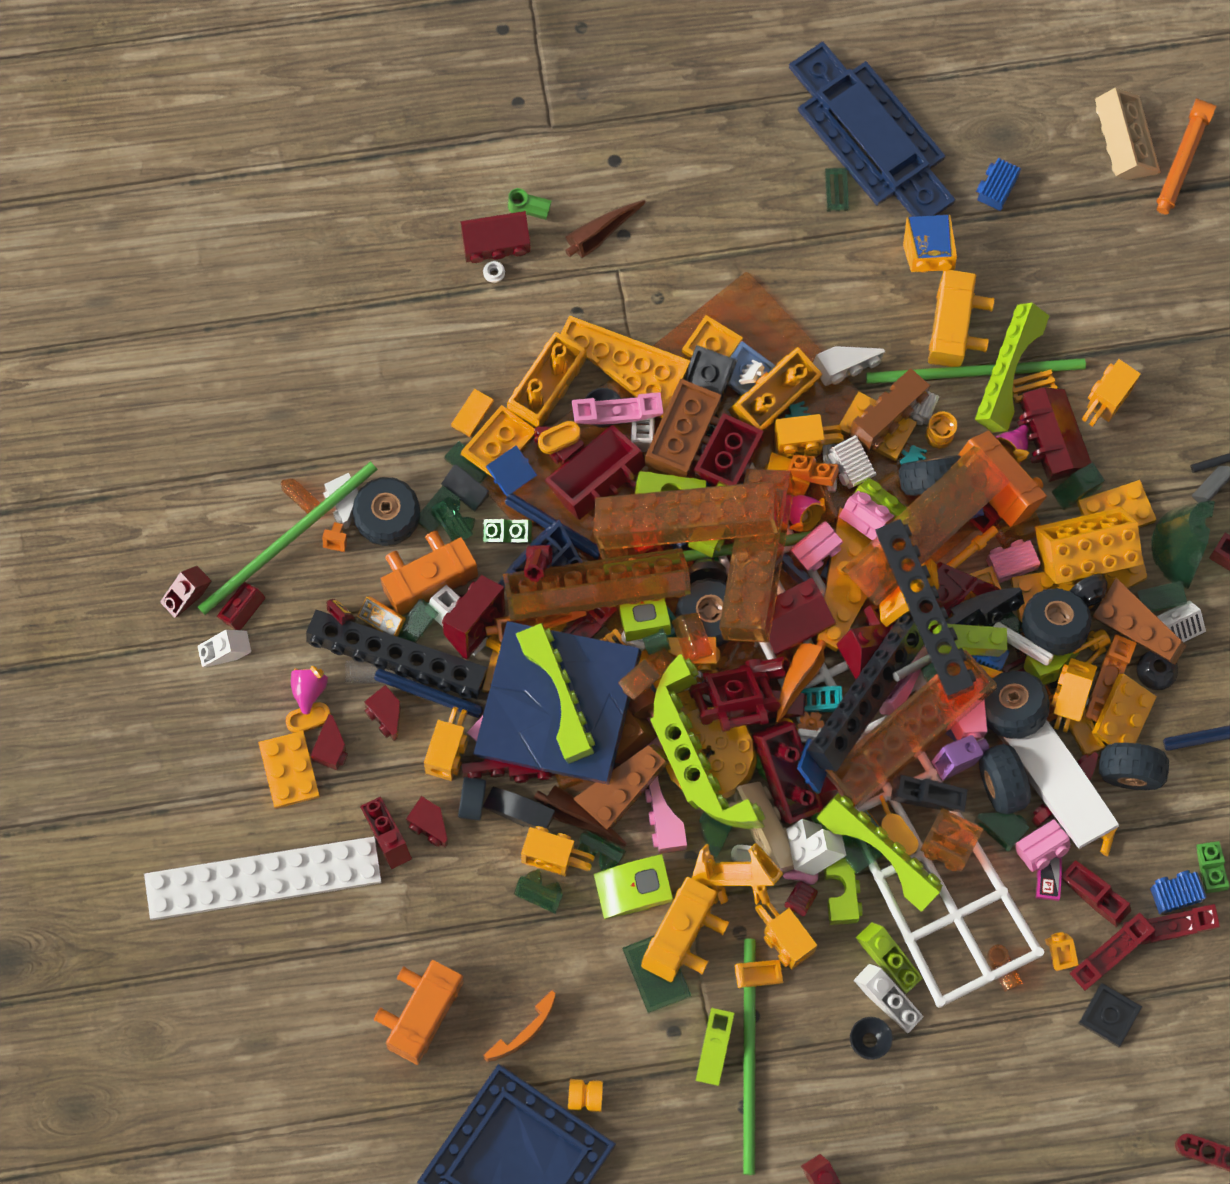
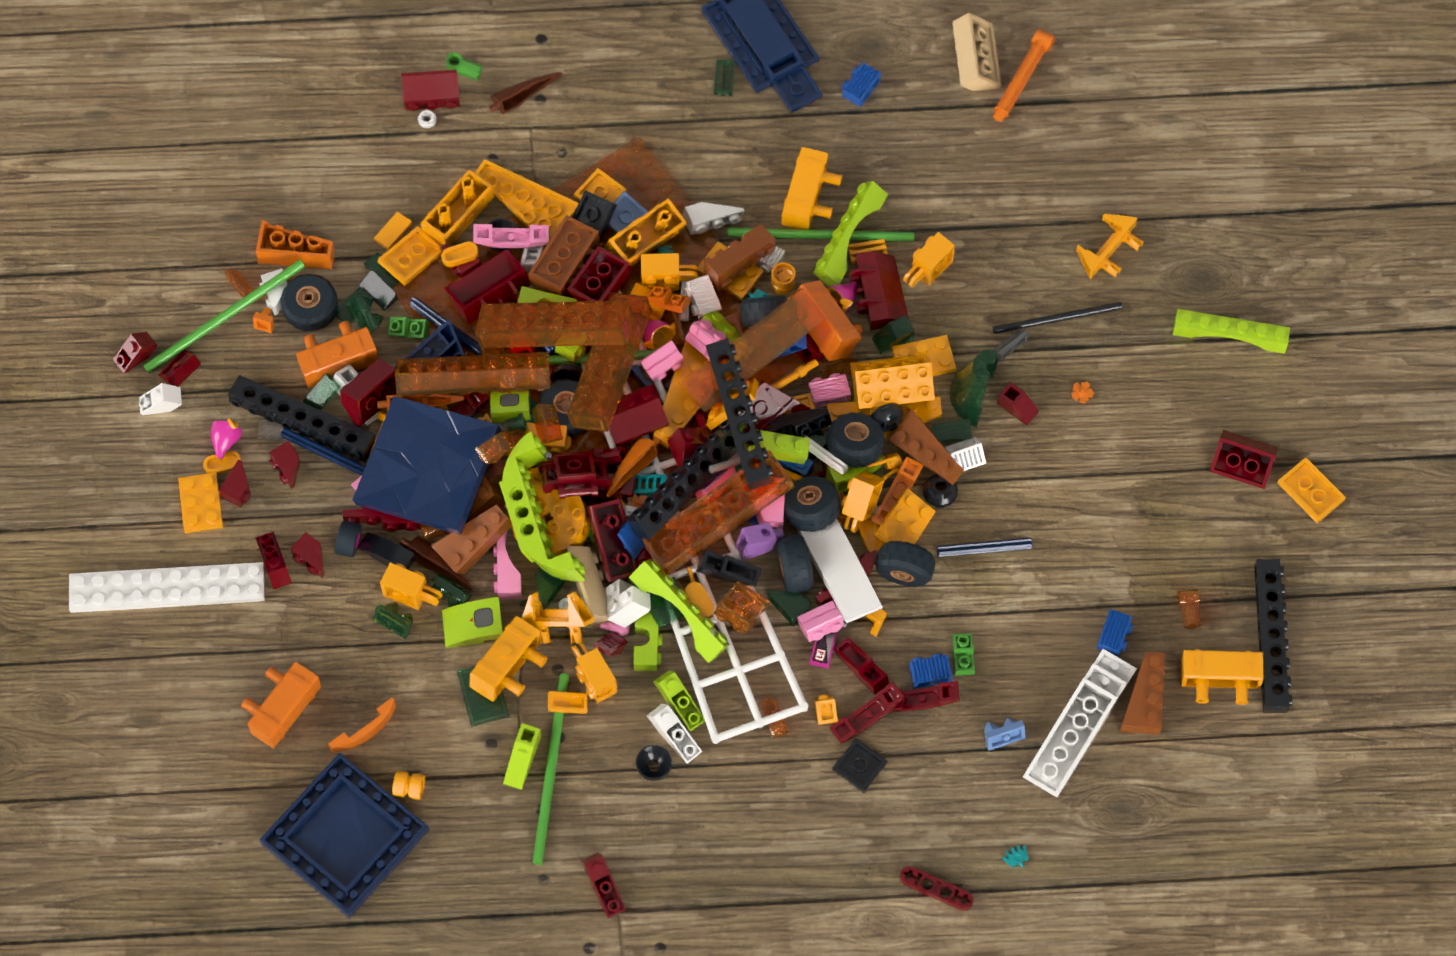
camera: 10 degrees right, 5 degrees down
(339, 611) = (258, 377): dark red slope -> none
(355, 446) = (286, 247): none -> orange wedge
(381, 616) = (293, 386): tile -> none
(446, 746) = (332, 494): light orange brick -> none
(511, 470) = (417, 278): blue piece -> none
(537, 560) = (426, 349): dark red piece -> none
(571, 735) = (432, 490): lime arch -> none
(752, 373) = (628, 217): white piece -> none
(930, 243) = (793, 125): slope -> none

